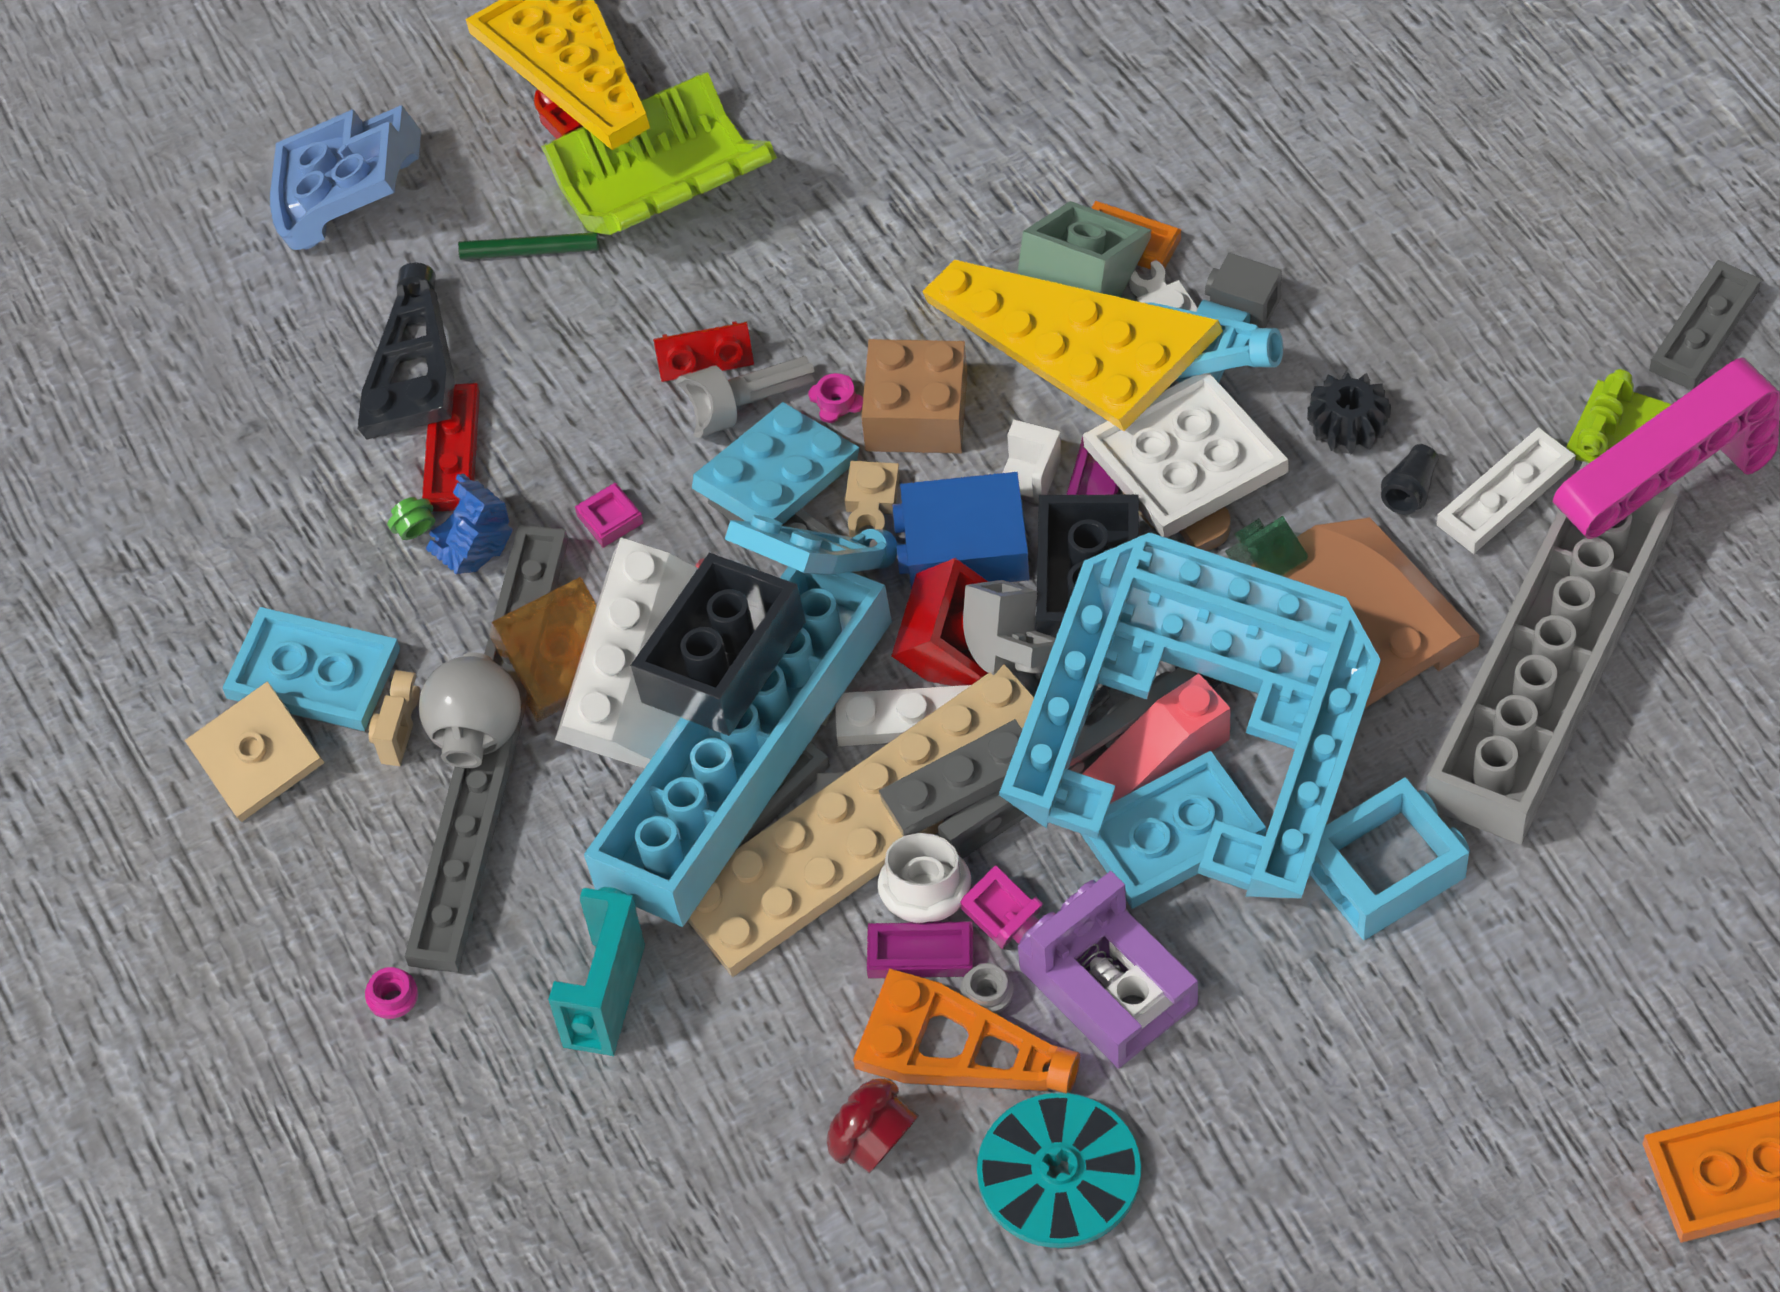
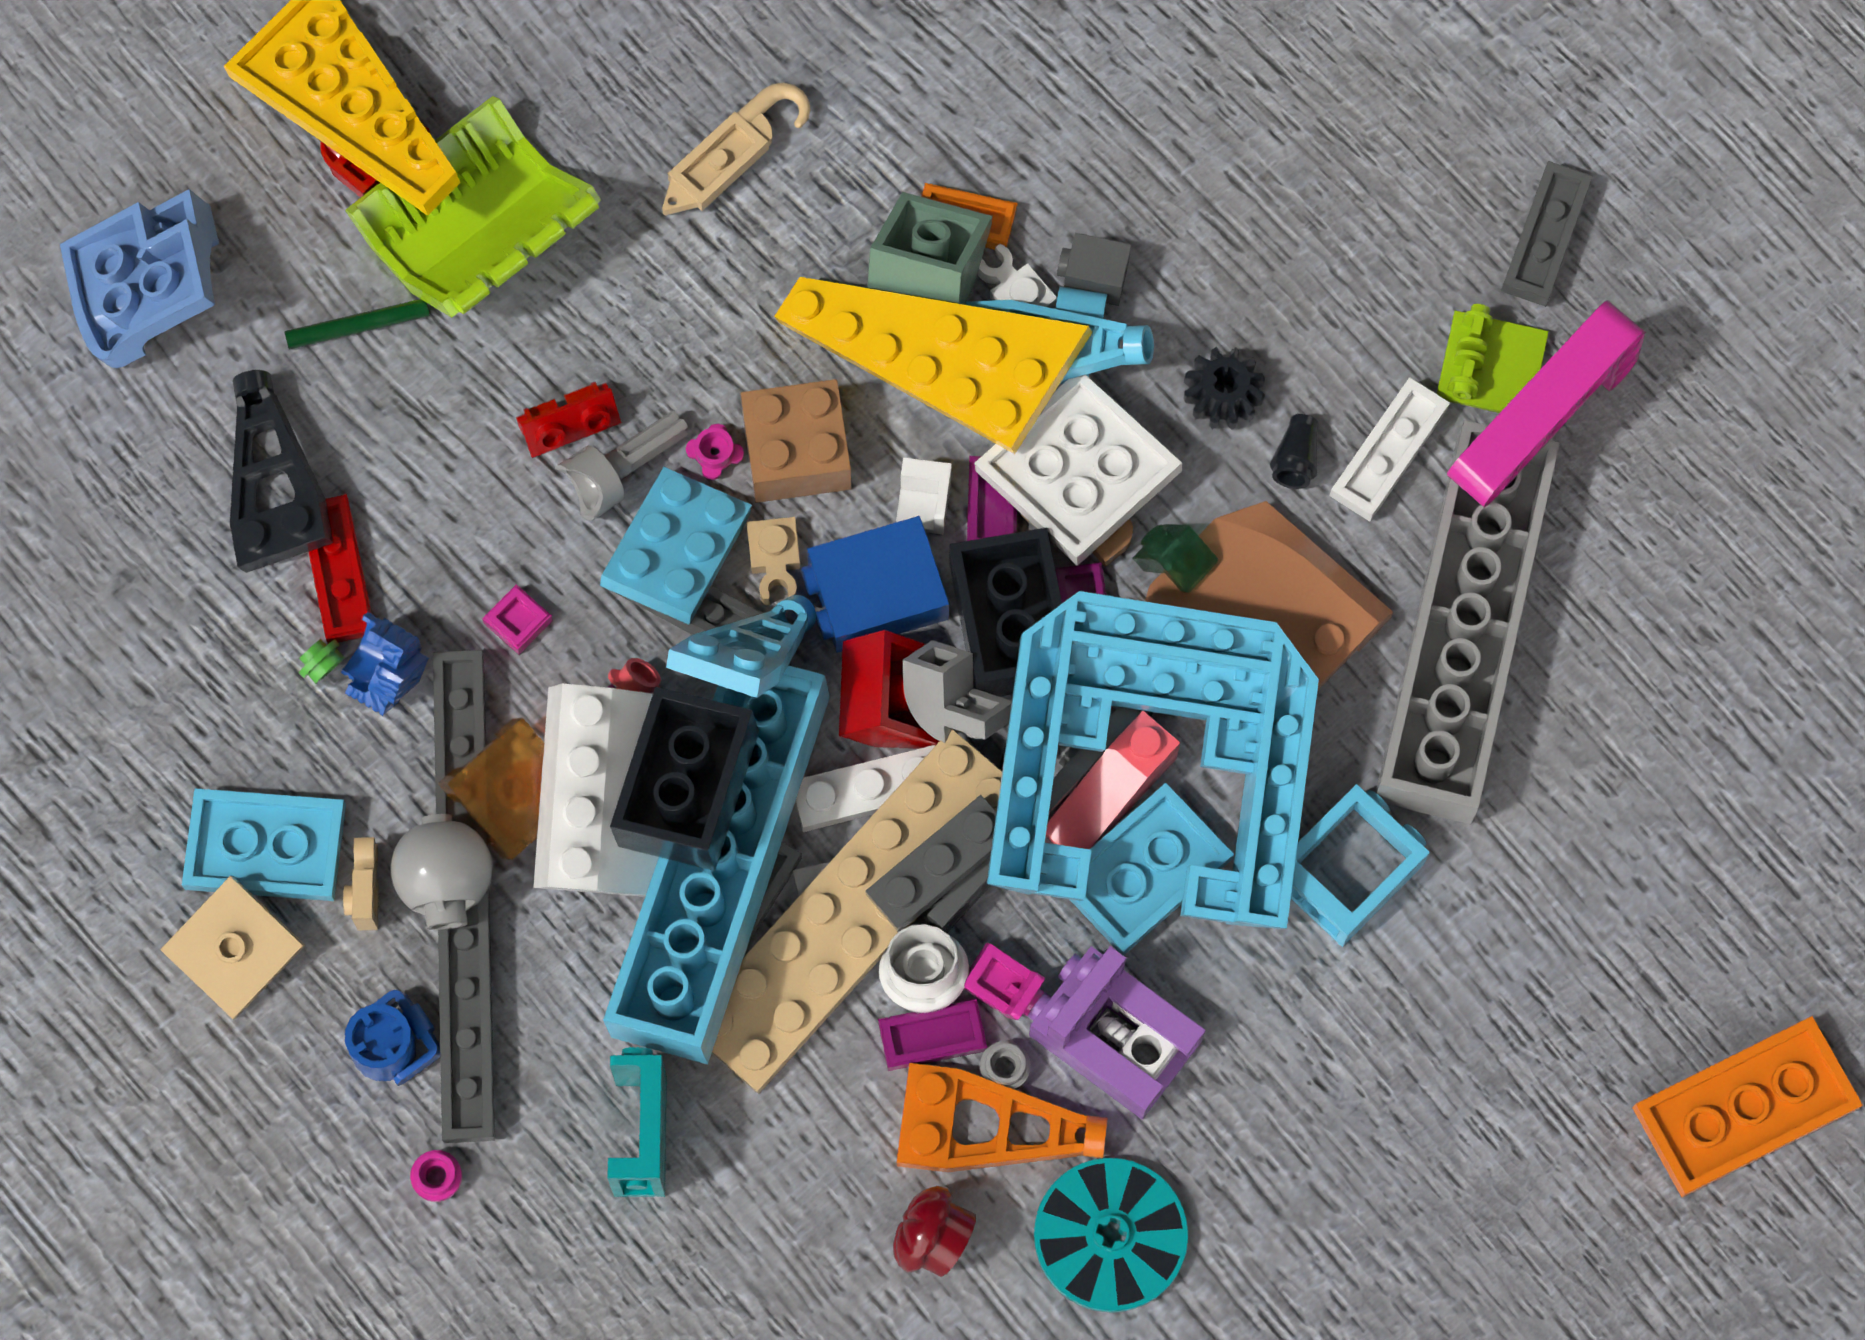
camera: 20 degrees left, 15 degrees up
(374, 858) = (383, 1042): none -> blue piece
(914, 149) = (729, 150): none -> tan plate

